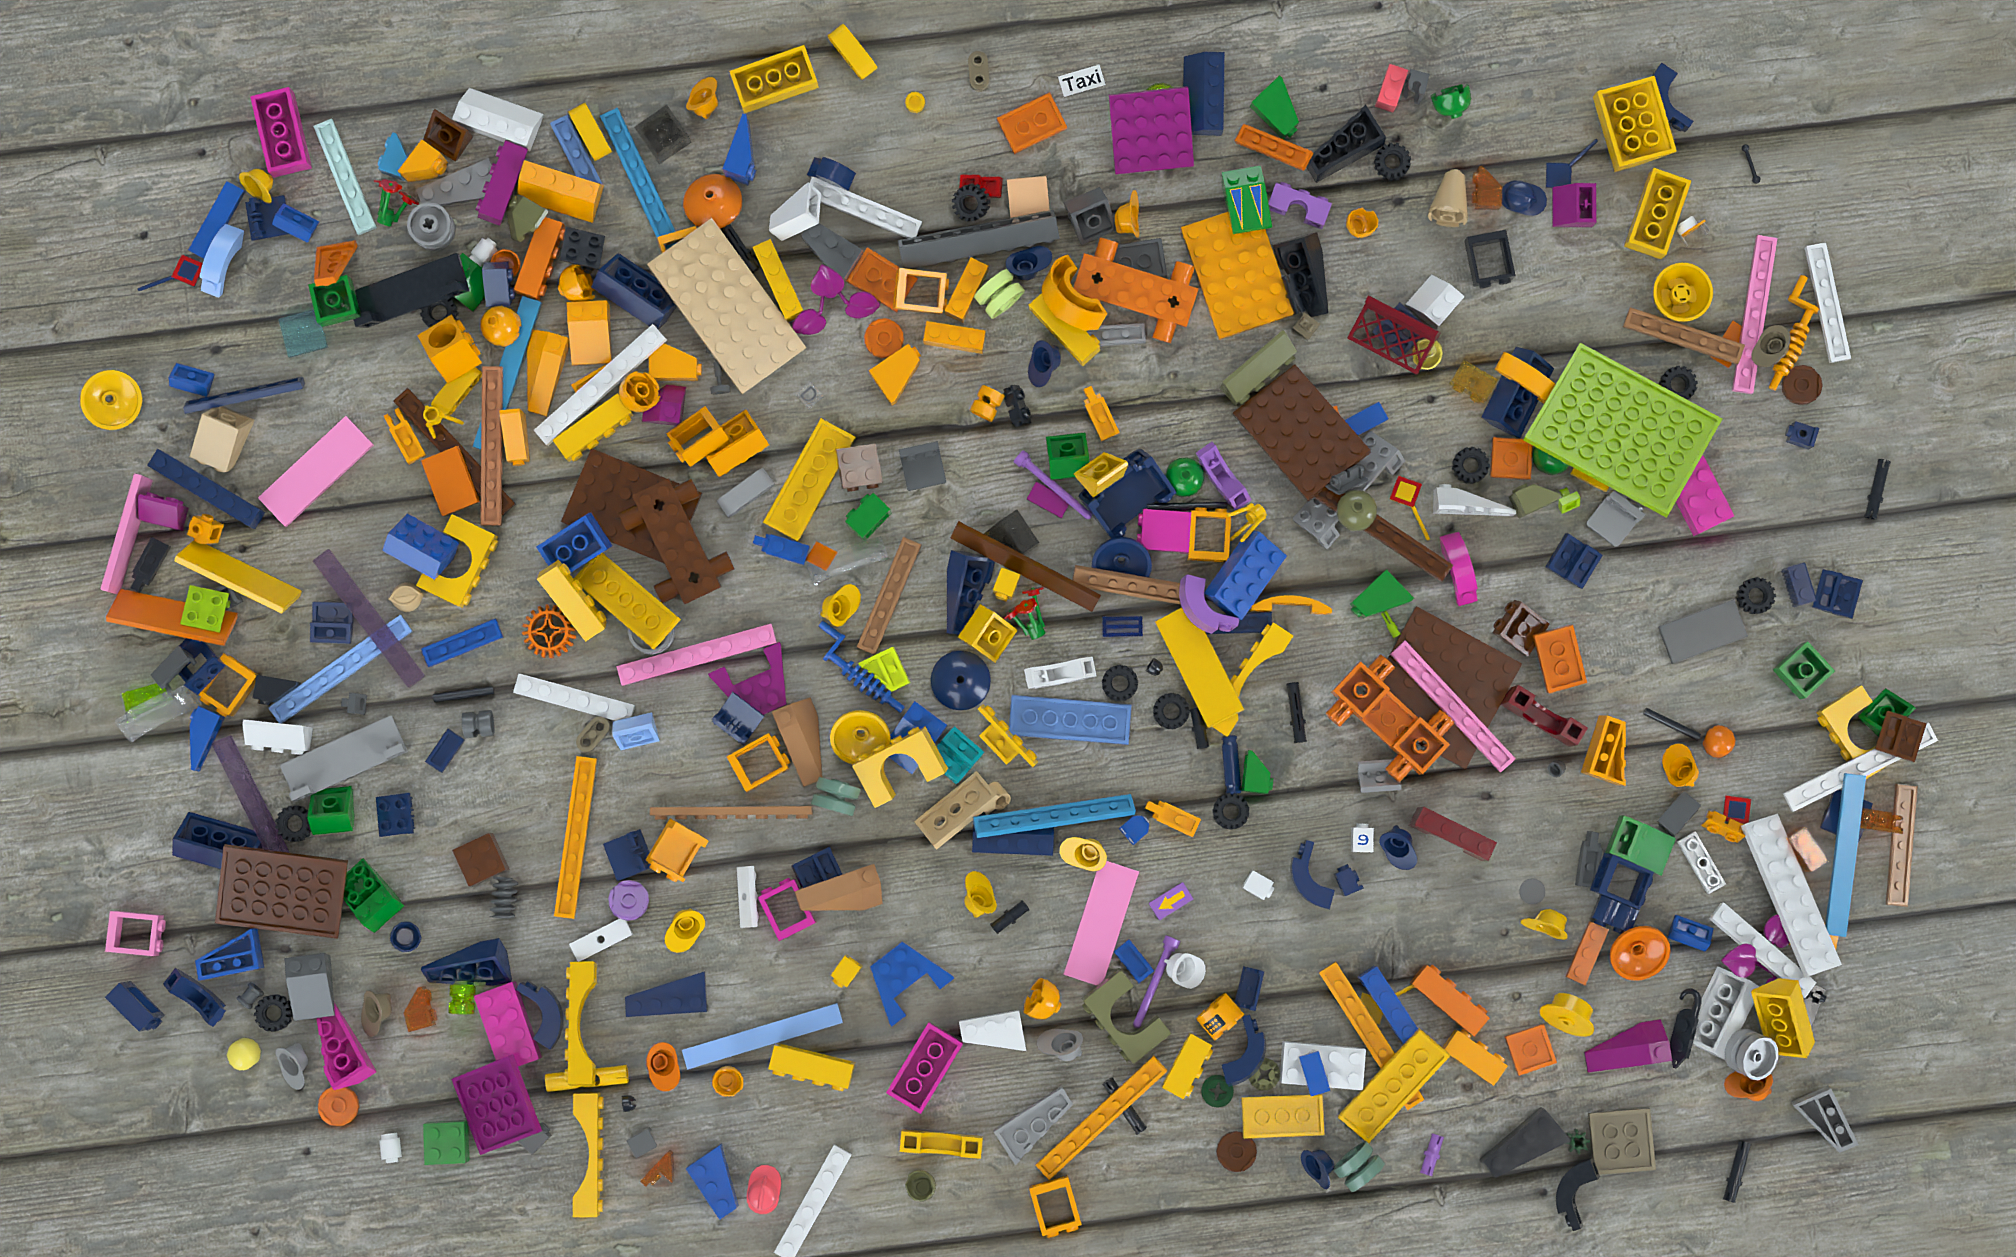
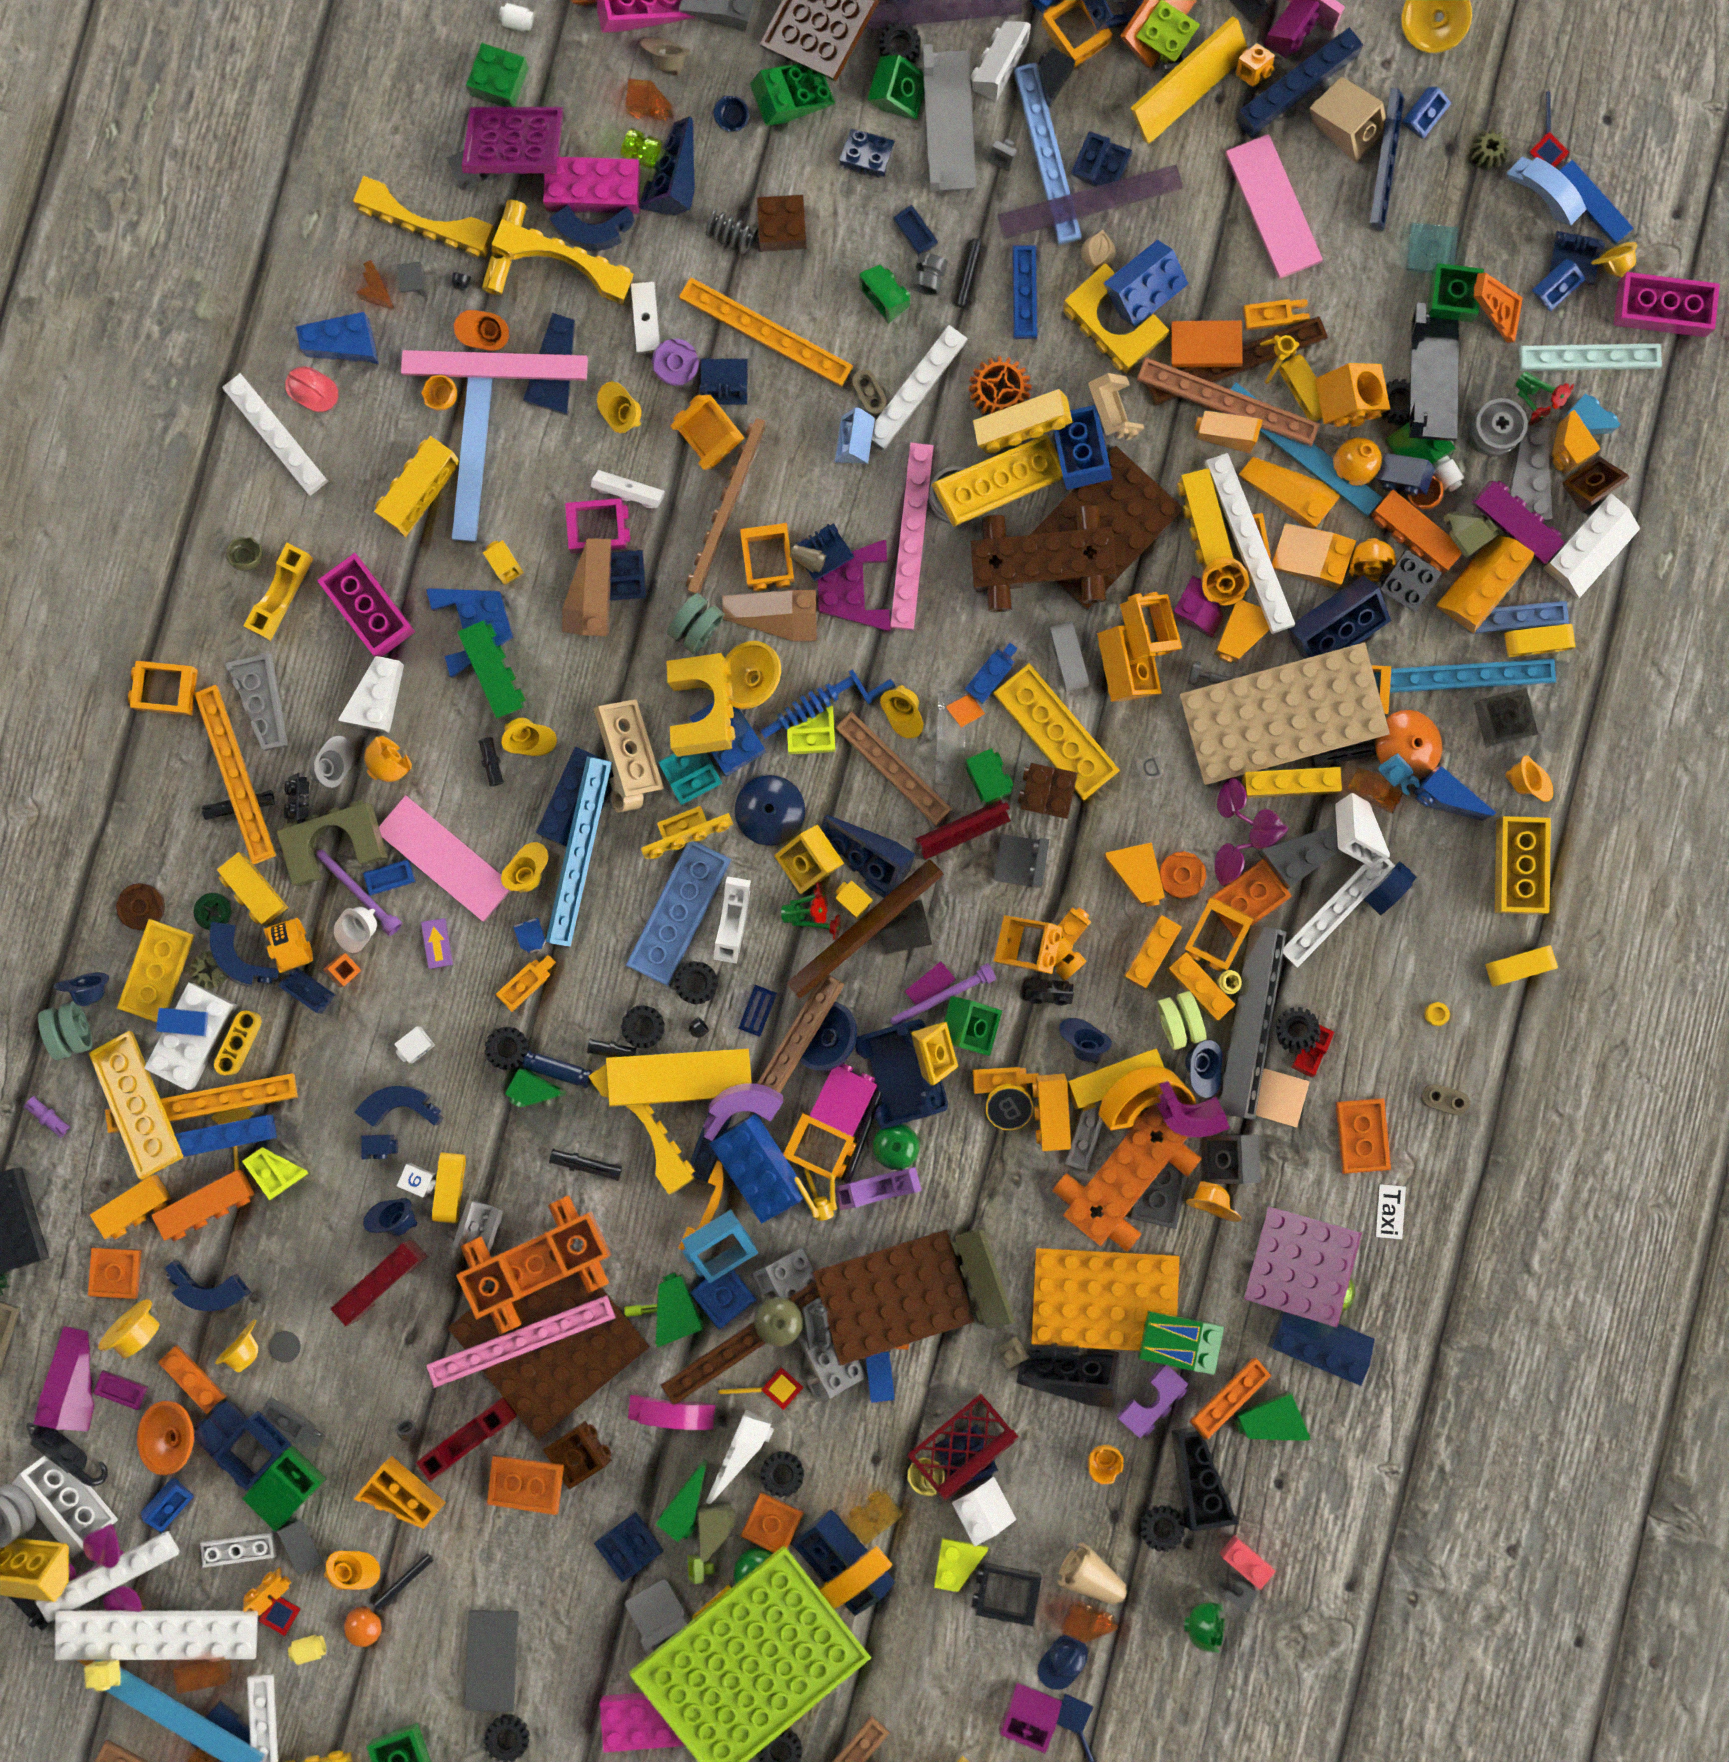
camera: 115 degrees right, 0 degrees up
(211, 314) = (1488, 156): none -> olive gear
(507, 753) = (884, 292): none -> green slope
(533, 534) = (1110, 406): none -> tan panel
(688, 1045) = (494, 365): none -> bright pink tile
(738, 200) = (1398, 771): none -> dark azure plate
(748, 726) = (808, 557): none -> dark tan cone
(758, 214) = (1375, 790): none -> clear orange slope
(916, 522) = (963, 829): none -> dark red fence
(936, 946) = (491, 668): none -> green brick
(954, 269) = (1229, 981): none -> light yellow cone
(957, 407) = (1074, 924): none -> light orange bracket
(992, 450) = (1012, 929): none -> light orange window
(1073, 254) = (1191, 1120): none -> magenta arch
(1110, 365) = (1052, 1112): none -> light orange brick
(1111, 1059) = (293, 787): none -> black hinge
(1119, 401) = (1009, 1107): none -> black tile
(1222, 966) = (342, 970): none -> orange brick
(1311, 589) = (710, 1235): none -> dark azure window
(1321, 1031) = (229, 1051): none -> yellow beam
(1353, 565) = (723, 1298): none -> blue tile
(1357, 812) = (448, 1188): none -> yellow beam
(1401, 956) = (273, 1172): none -> neon yellow wing
(1482, 306) = (956, 1563): none -> neon yellow wing
(1520, 966) = (202, 1298): none -> dark blue arch
(1528, 529) = (681, 1512): none -> green slope
(1618, 1006) = (120, 1390): none -> magenta tile
(1753, 776) = (307, 1649): none -> light yellow brick
(1837, 921) = (102, 1675): none -> light yellow brick

